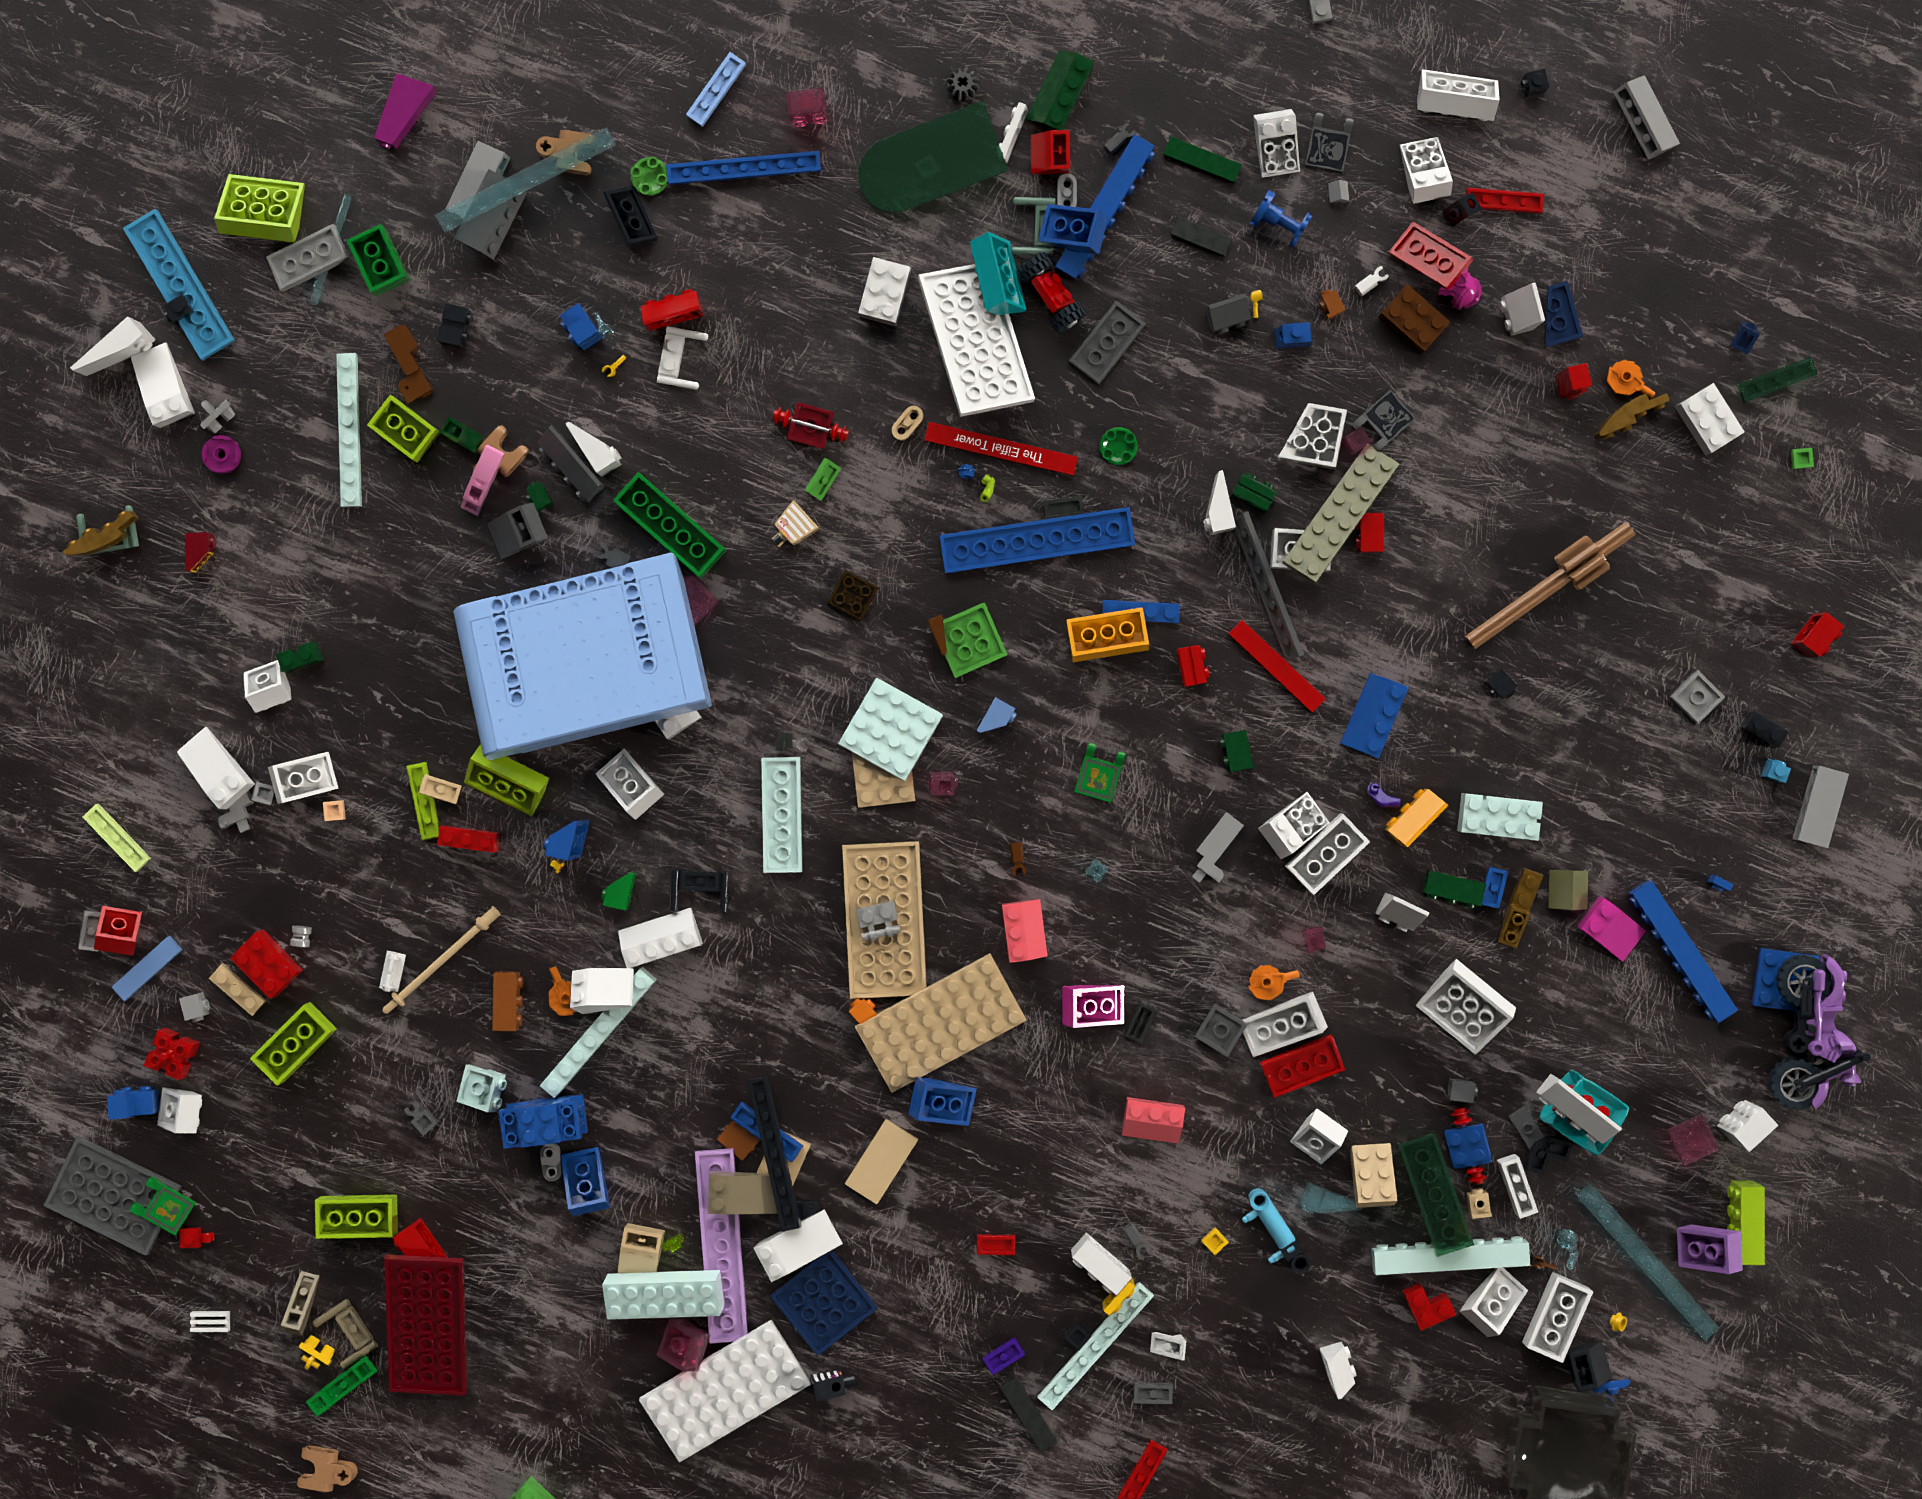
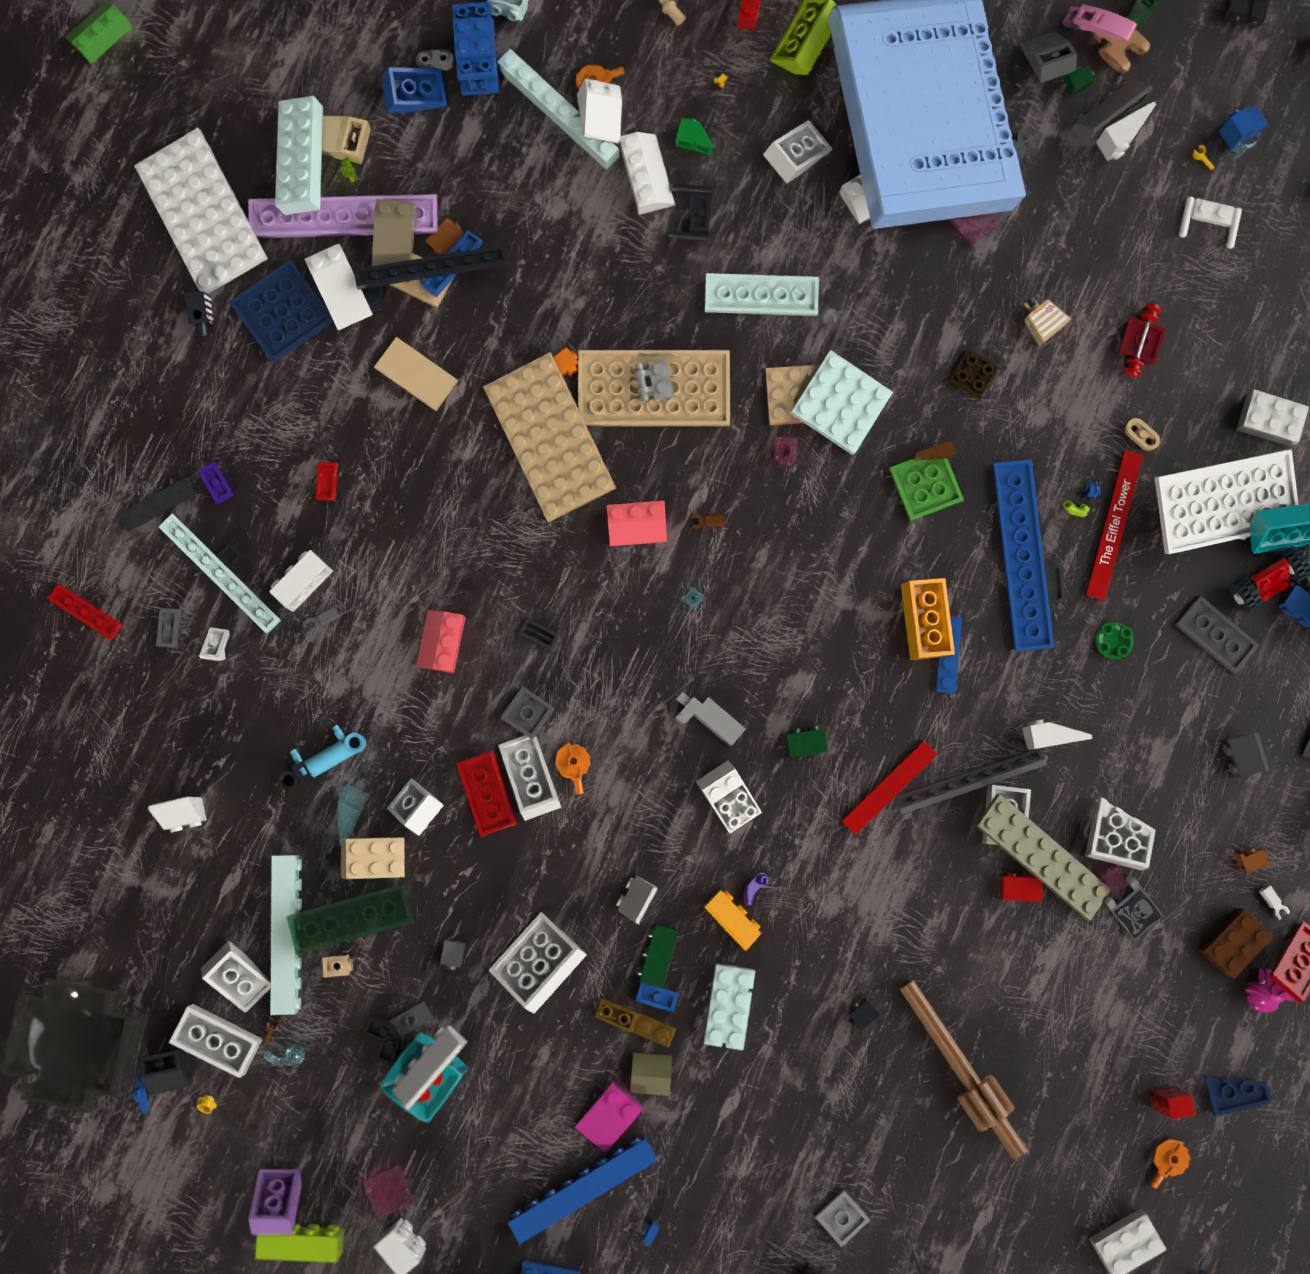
camera: 90 degrees right, 5 degrees down
(507, 1001) = (593, 25): dark orange brick -> none
(568, 841) = (748, 83): blue slope -> none
(669, 525) = (1049, 200): green brick -> none
(671, 310) = (1257, 213): red slope -> none
(683, 1345) = (248, 172): clear pink brick -> none
(823, 479) = (1089, 349): bright green plate -> none
(941, 1102) = (471, 435): blue slope -> none
(997, 716) = (850, 506): medium blue slope -> none
(1092, 1005) = (559, 587): dark pink slope -> none
(1098, 776) = (785, 605): green flag -> none
(1113, 1302) = (263, 593): yellow plate -> none
(1192, 665) = (893, 702): red brick -> none
(1214, 1241) = (316, 697): yellow plate -> none
(1253, 492) = (1064, 772): dark green brick -> none
(1256, 296) = (1260, 784): yellow hand -> none
(1293, 335) = (1222, 820): blue torso -> none
(1314, 939) = (613, 811): clear pink panel -> none
(1327, 853) = (699, 827): white brick -> none
(1374, 715) = (836, 883): blue slope -> none
(1427, 1311) = (231, 907): red brick -> none
(1468, 1146) = (396, 958): blue plate -> none
(1517, 1186) = (352, 1005): white brick -> none
(1522, 310) = (1245, 1053): white slope -> none
(1624, 416) = (1131, 1155): pearl gold slope -> none
(1647, 1261) = (266, 1138): clear light blue plate -> none

